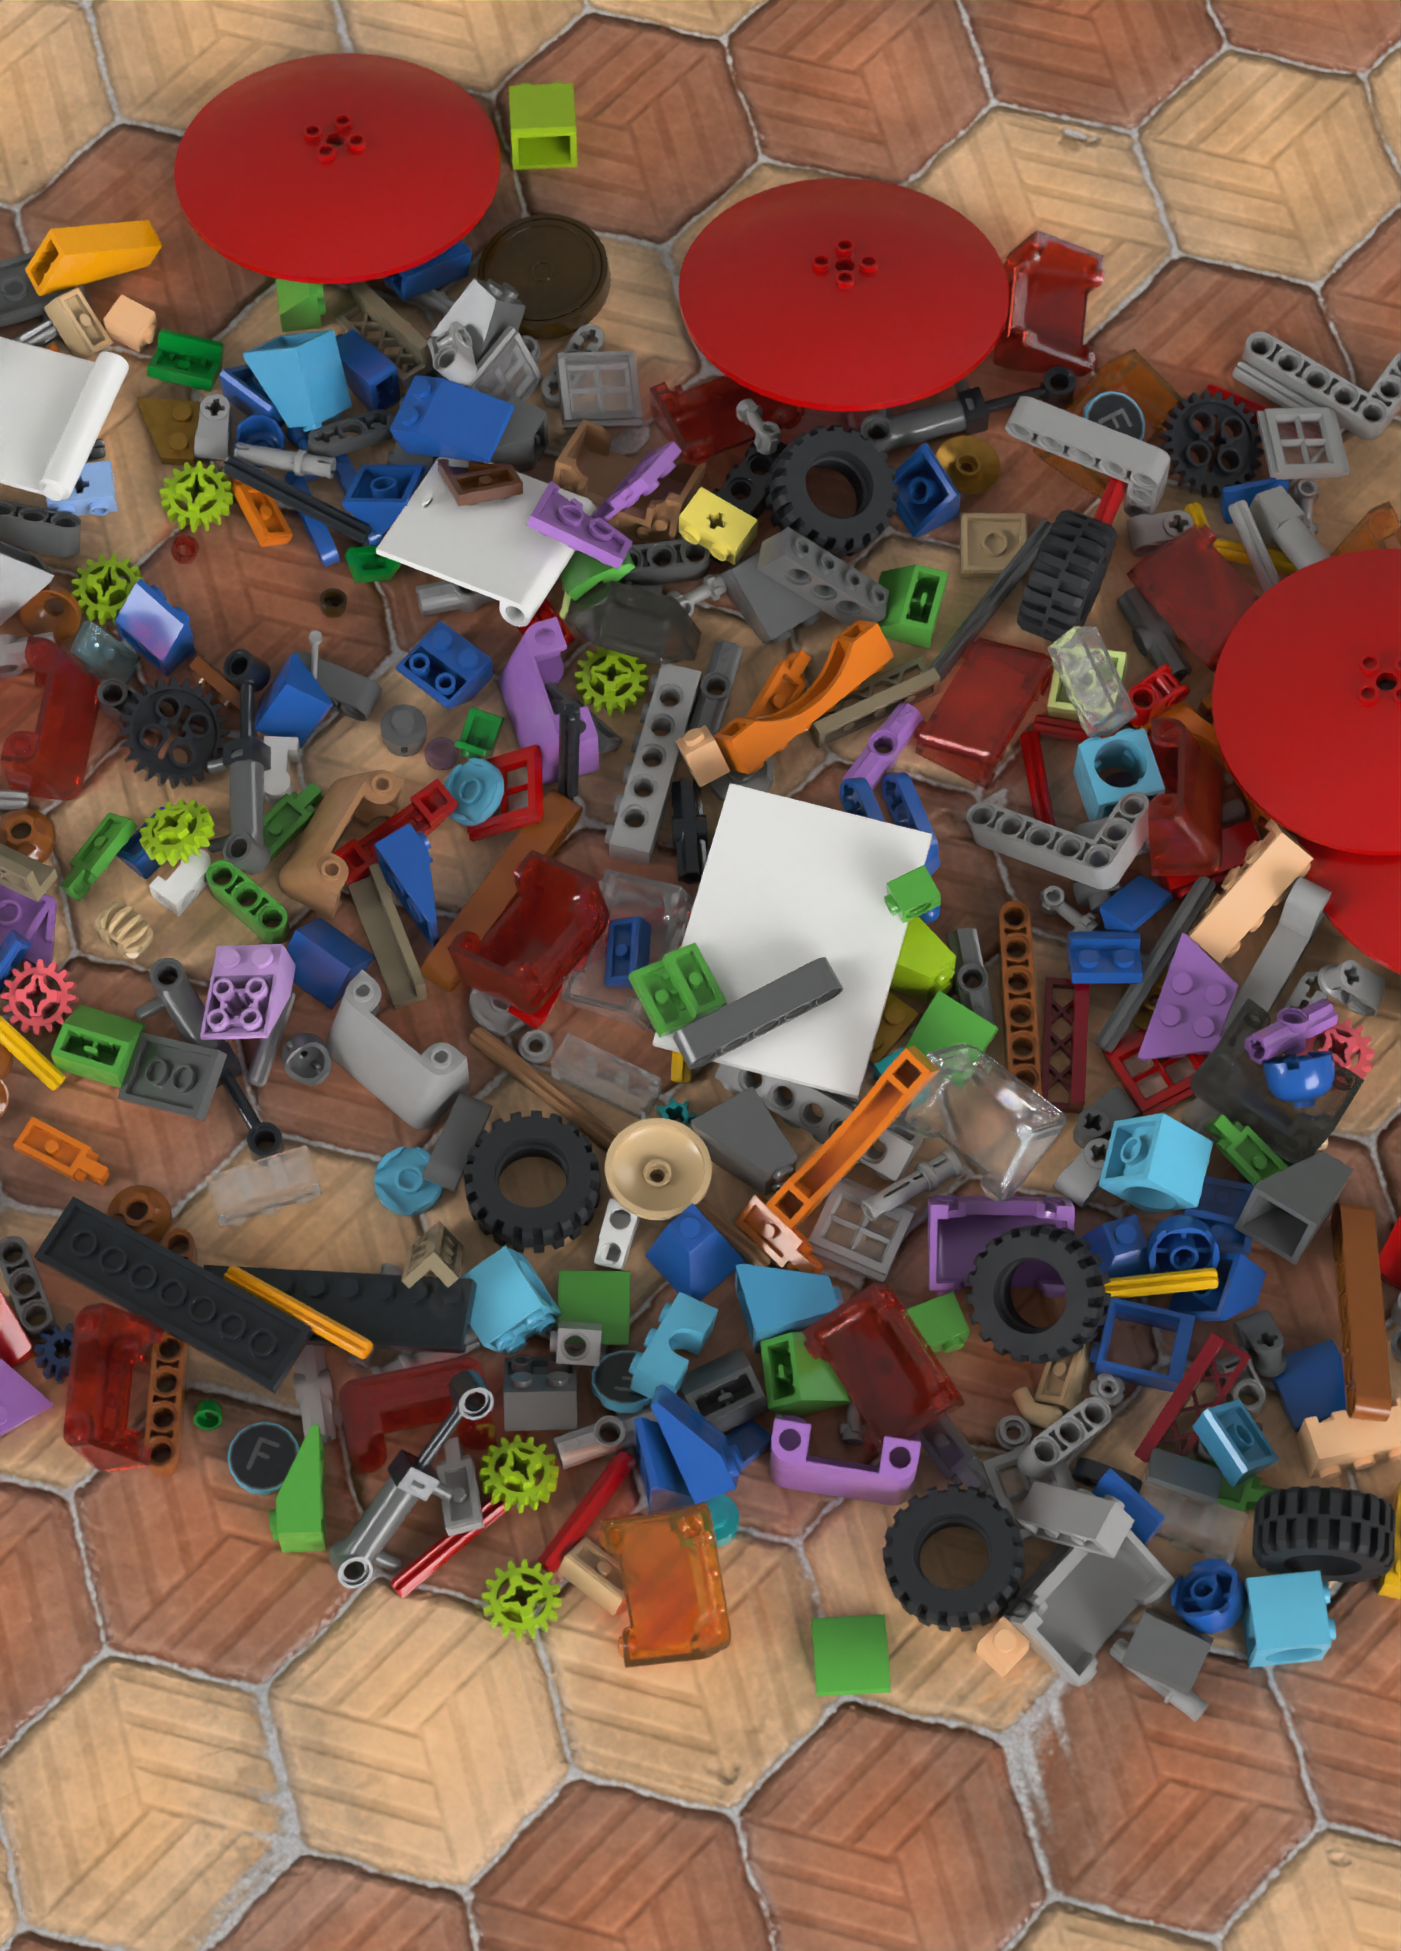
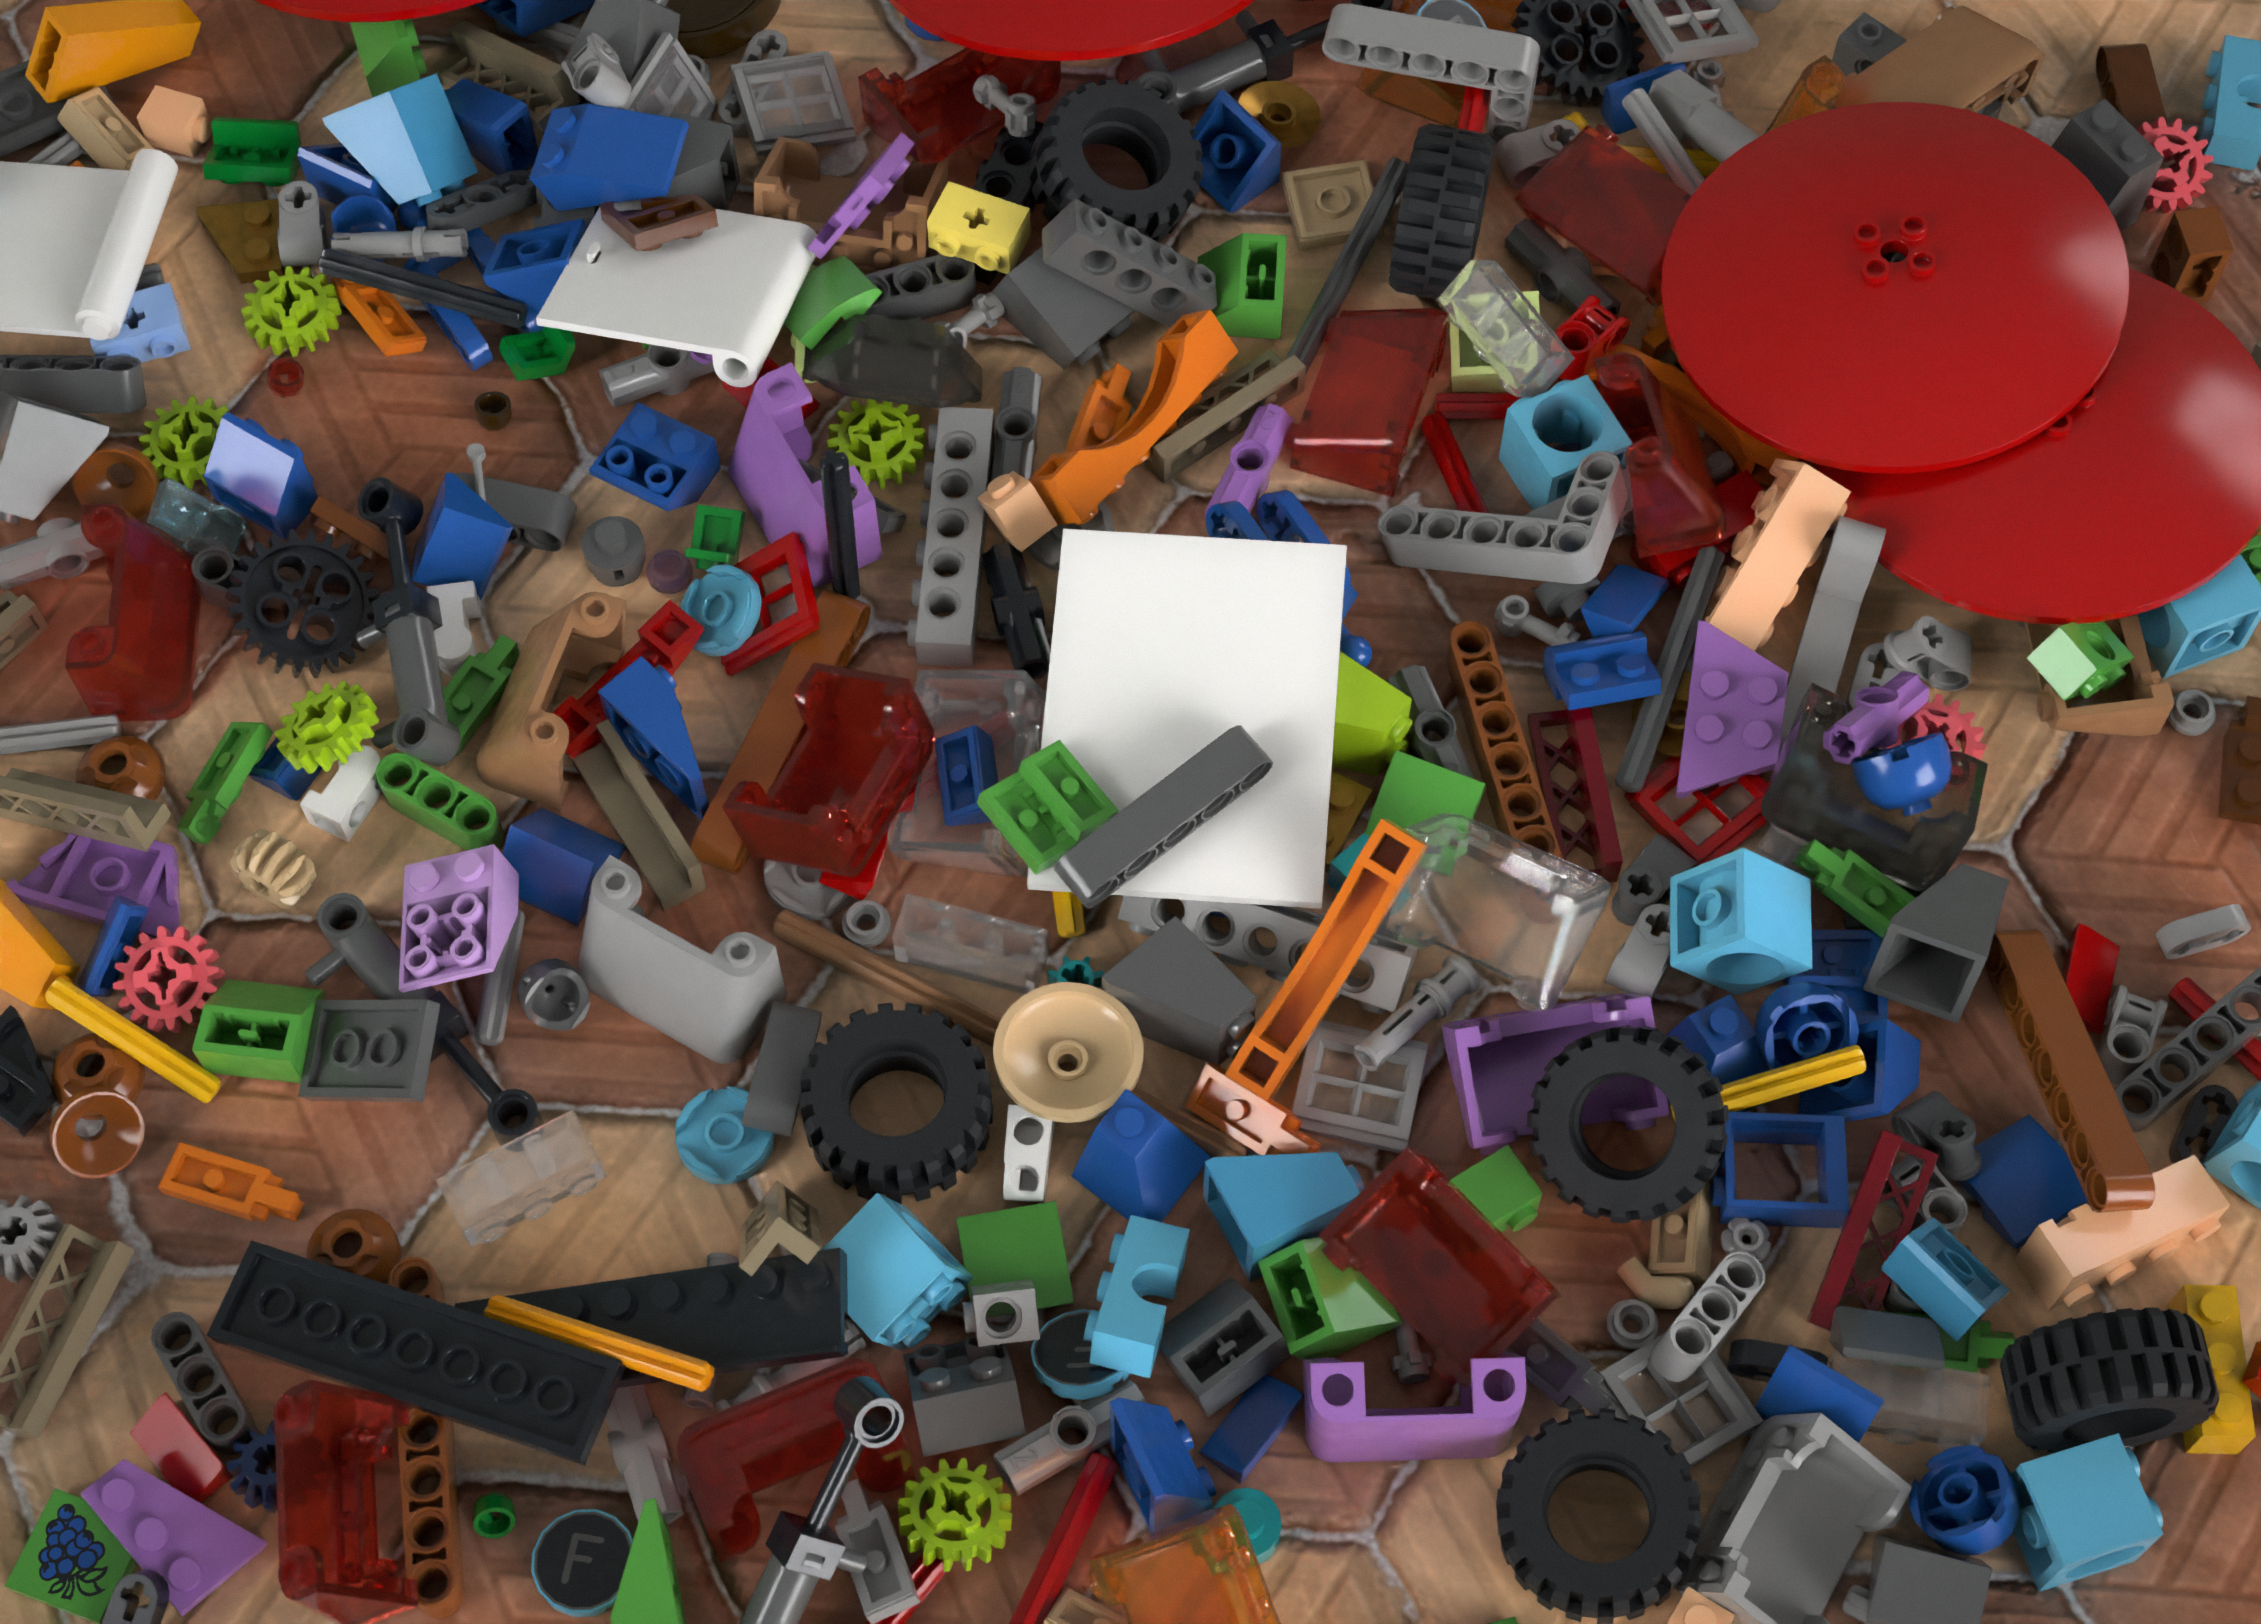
camera: 10 degrees left, 5 degrees down
(567, 523) = (785, 250): medium lavender wing -> none
(697, 1446) = (1210, 1429): blue slope -> none
(912, 894) = (1340, 623): bright green brick -> none
(1075, 1518) = (1759, 1426): light grey brick -> none

